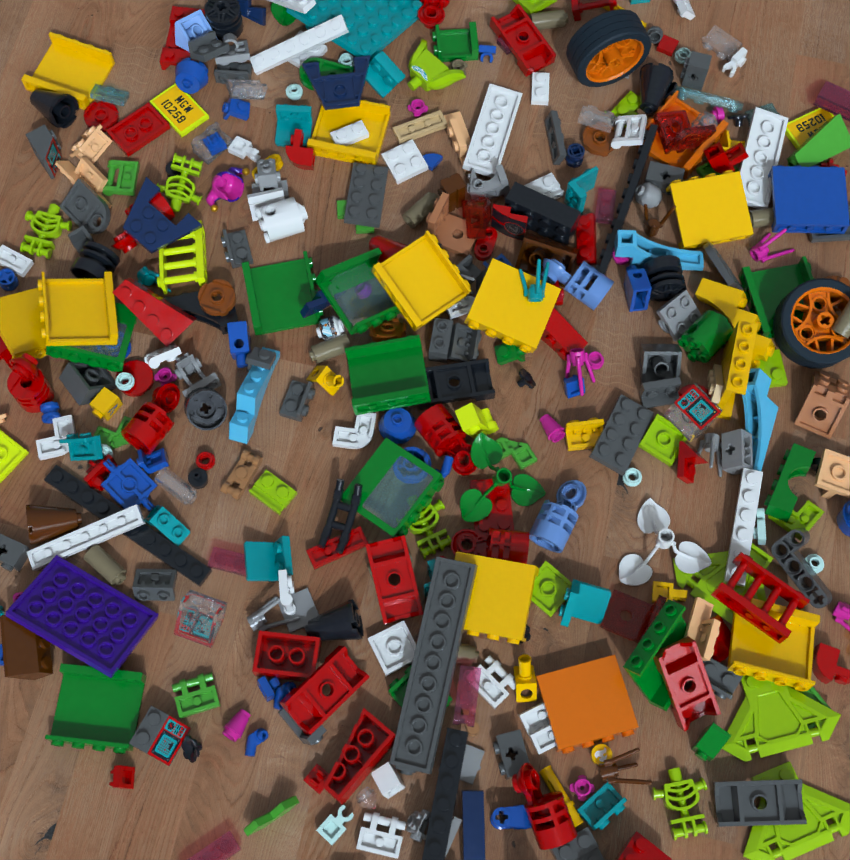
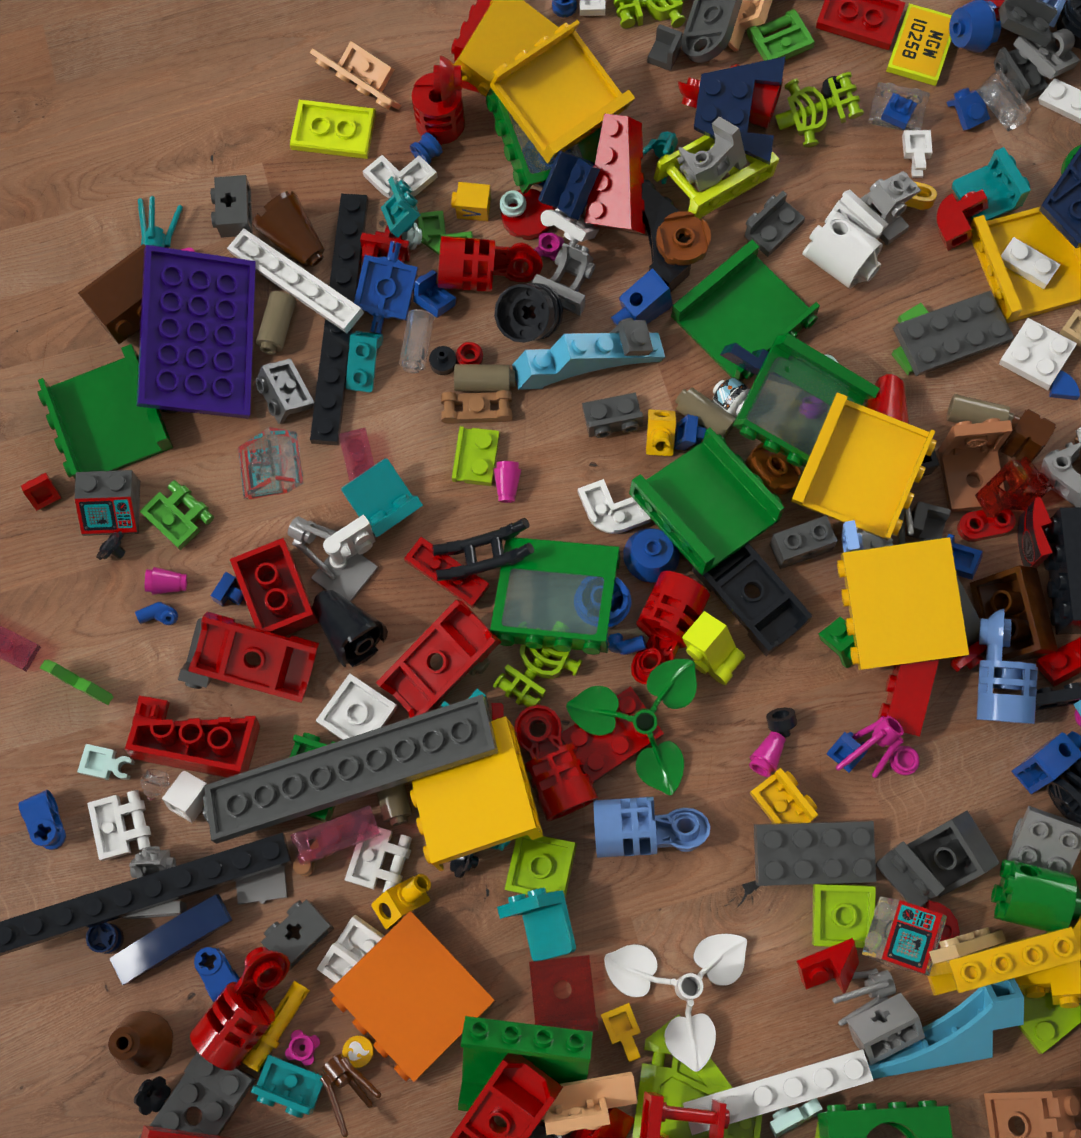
camera: 65 degrees right, 5 degrees up
(85, 381) = (485, 162): dark grey slope -> none
(94, 261) = (642, 77): black wheel -> none
(140, 338) = (569, 184): none -> dark blue bracket
(184, 245) = (719, 160): none -> light grey tile
(226, 186) = (850, 161): dark pink piece -> none
(226, 460) = (483, 377): none -> dark tan brick
(281, 692) = (233, 611): blue arm -> none
(294, 96) = (1042, 166): light aqua plate -> none
(300, 481) = (507, 479): none -> dark pink cone
(336, 363) = (688, 433): none -> blue tile
(459, 312) = (850, 538): none -> light blue plate
(464, 343) = (815, 575): dark grey bracket -> none
(520, 452) = (711, 729): bright green tile -> none
(526, 379) = (818, 683): black plant -> none
(536, 291) = (936, 621): teal plant -> none
(537, 410) = (782, 720): none -> black tile
(634, 472) = (772, 896): light aqua plate -> none

